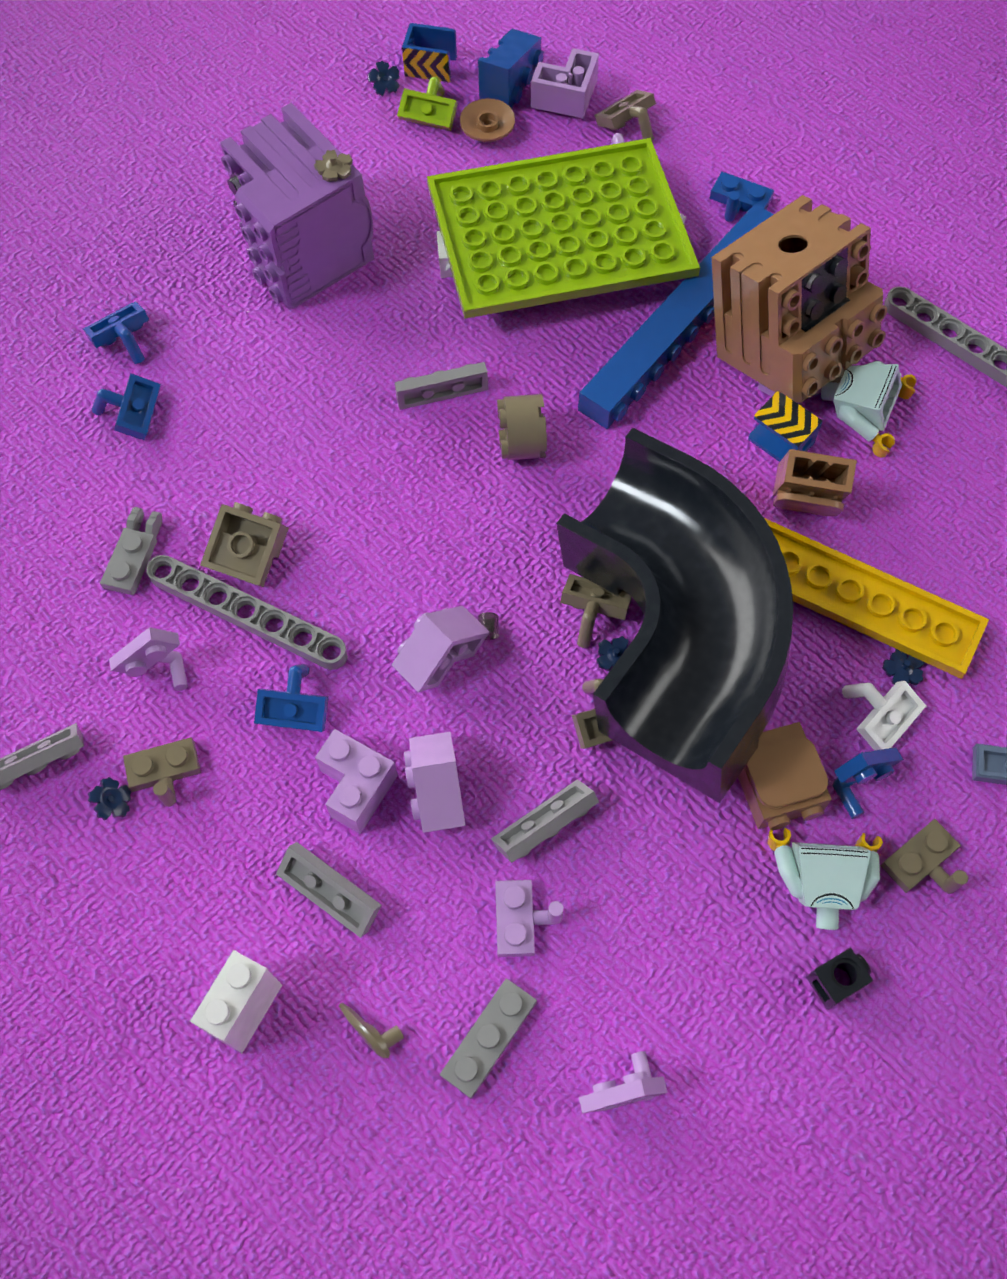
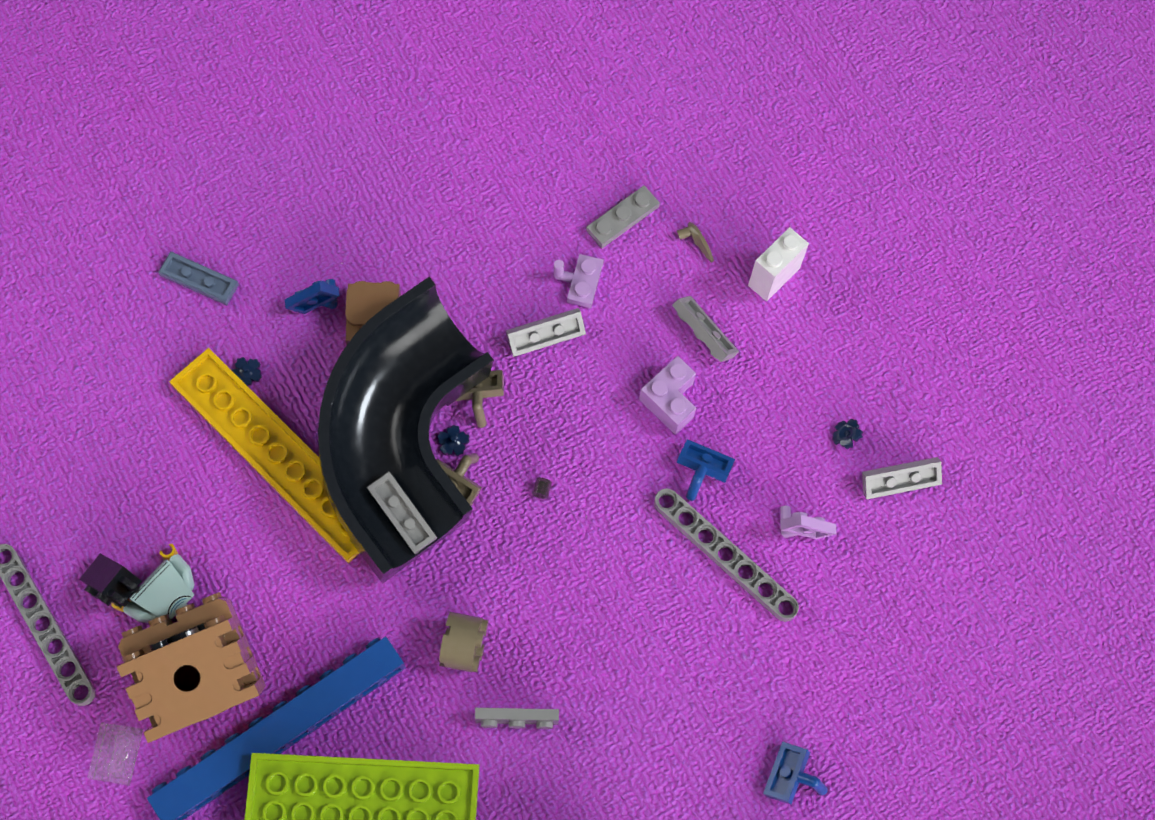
camera: 170 degrees left, 5 degrees up
(132, 553) = (809, 631): light grey hinge -> none
(161, 767) = (807, 450): dark tan plate -> none
(244, 543) = (715, 608): dark tan plate -> none
(434, 775) = (615, 371): lavender brick -> none
(436, 644) = (583, 471): lavender brick -> none
(637, 1088) = (550, 152): lavender plate -> none
(640, 518) = (402, 512): none -> light grey plate
(784, 427) = (245, 584): piece -> none
(813, 482) = (249, 518): medium nougat brick -> none
(828, 874) = (370, 242): light aqua torso -> none
(829, 989) = (390, 176): black brick -> none
(890, 714) = (278, 335): white plate -> none
(923, 857) = (300, 242): dark tan plate -> none
(926, 383) = (110, 581): none -> black hinge

